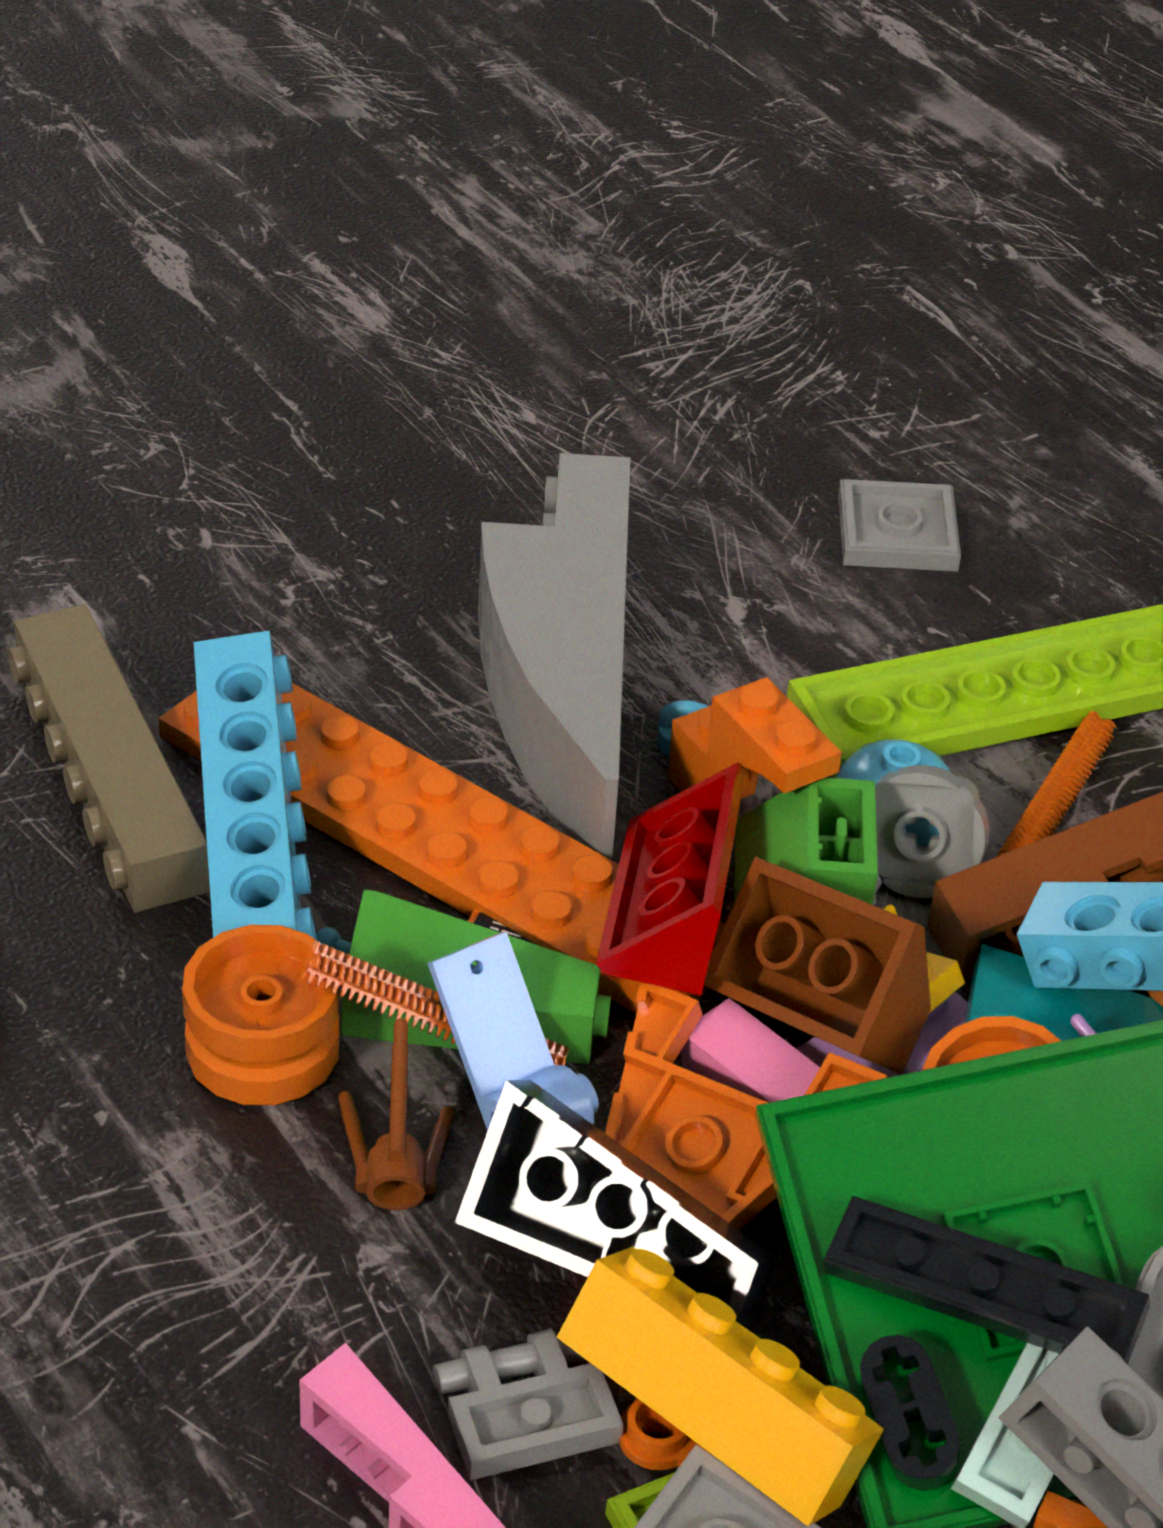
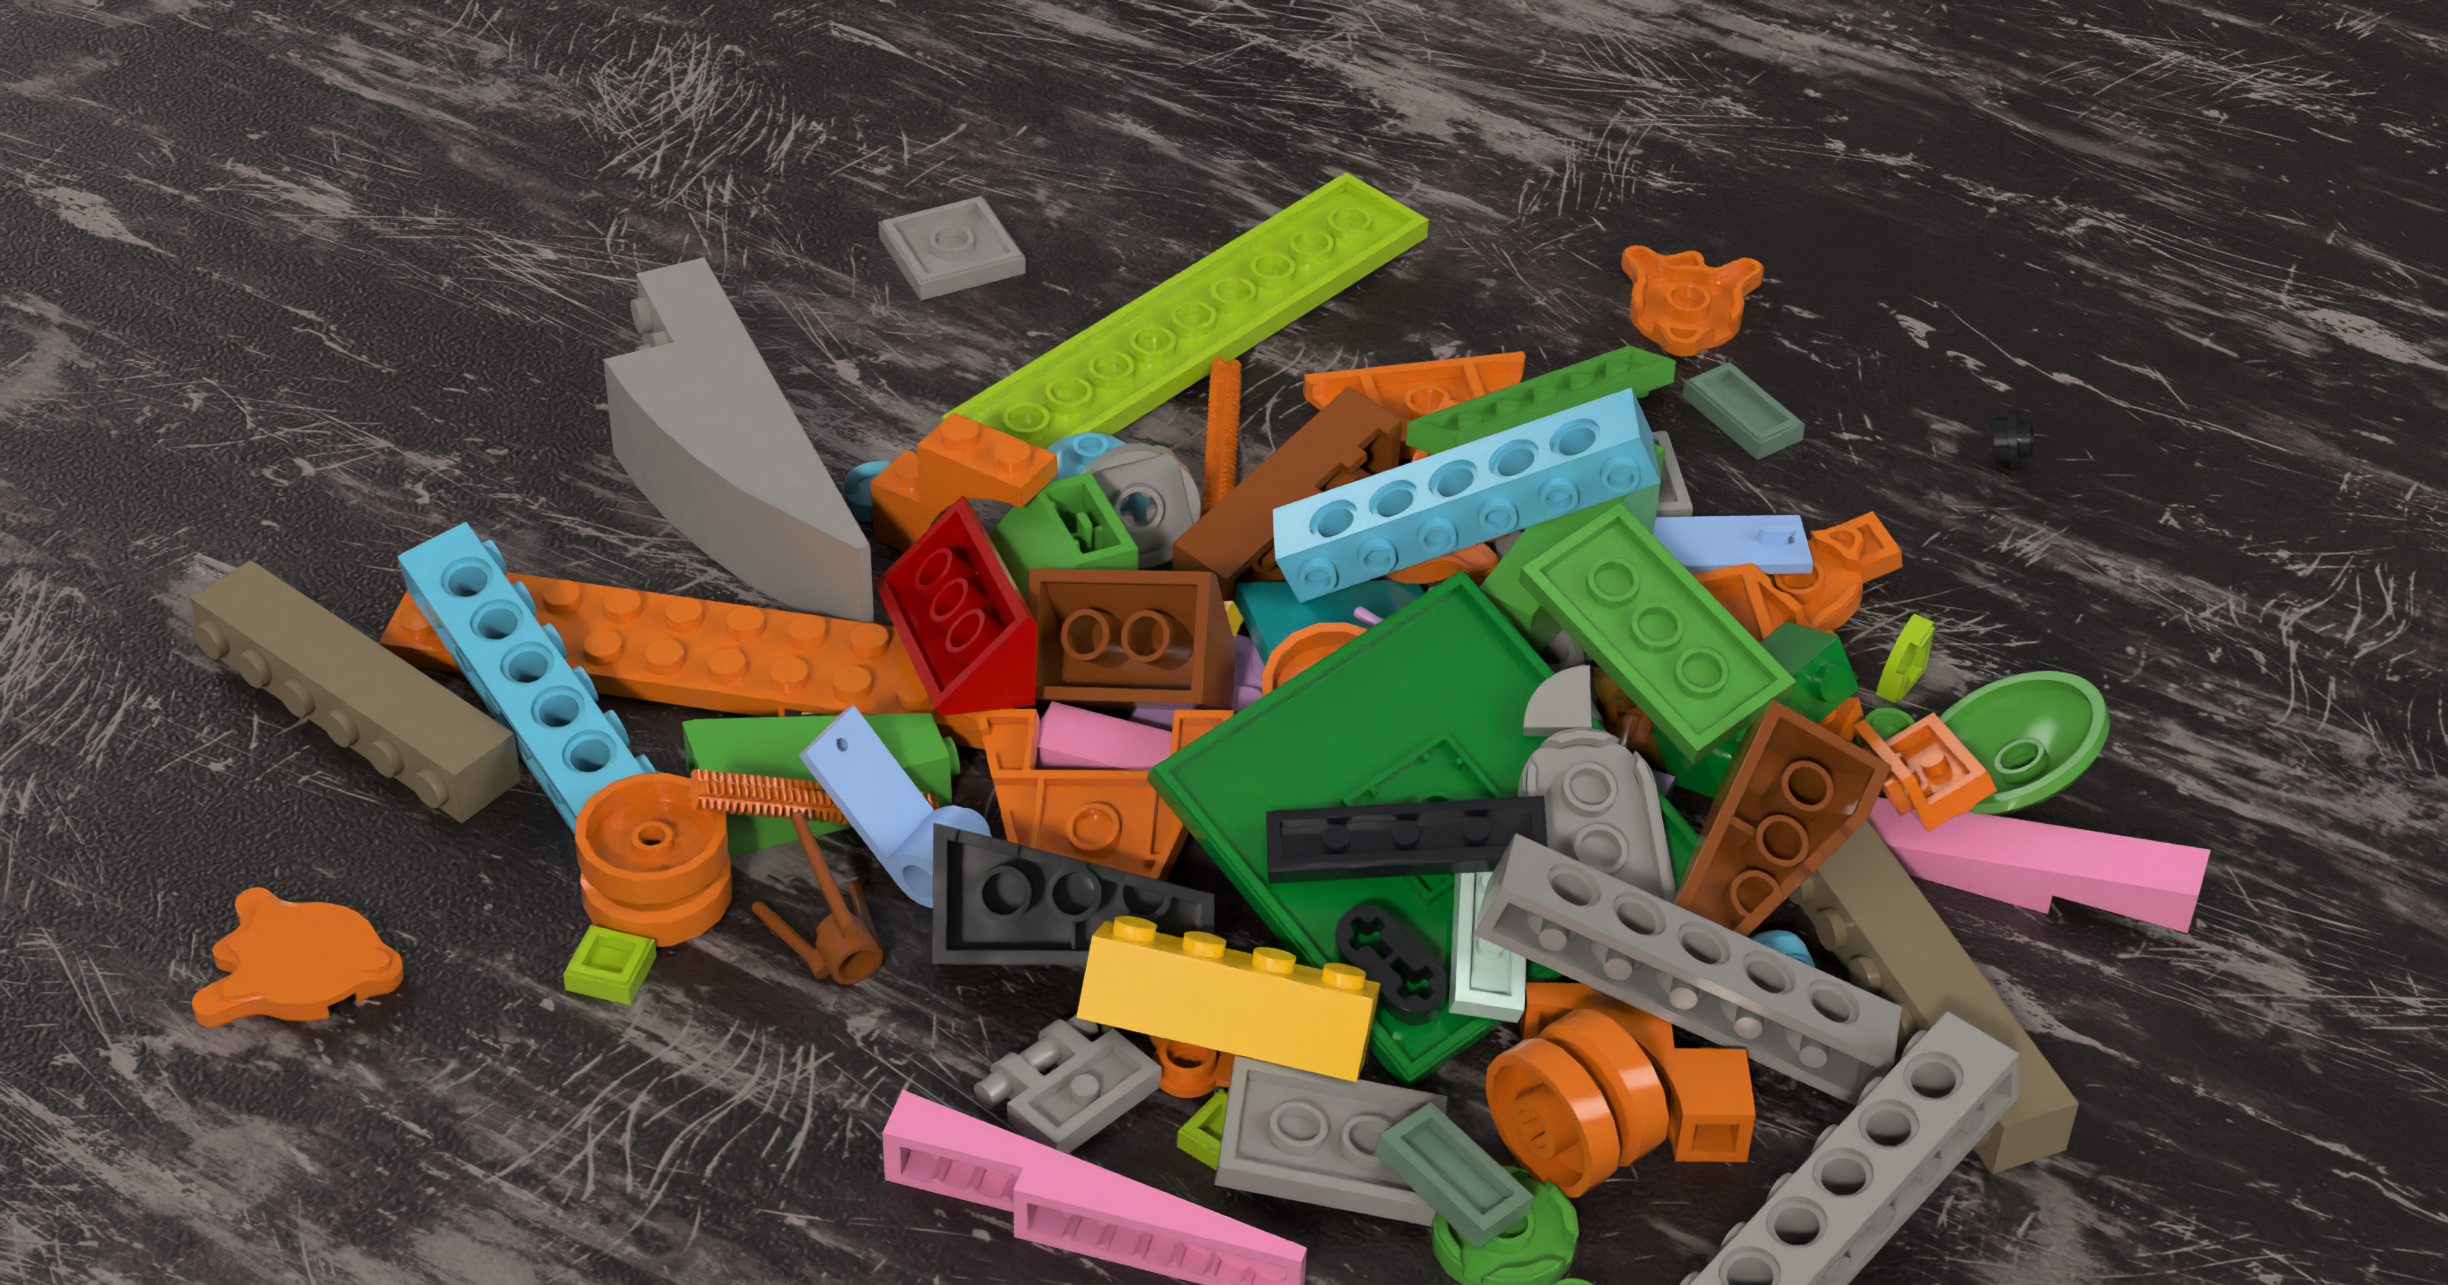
camera: 25 degrees left, 0 degrees up
(175, 1101) = (610, 965): none -> lime tile

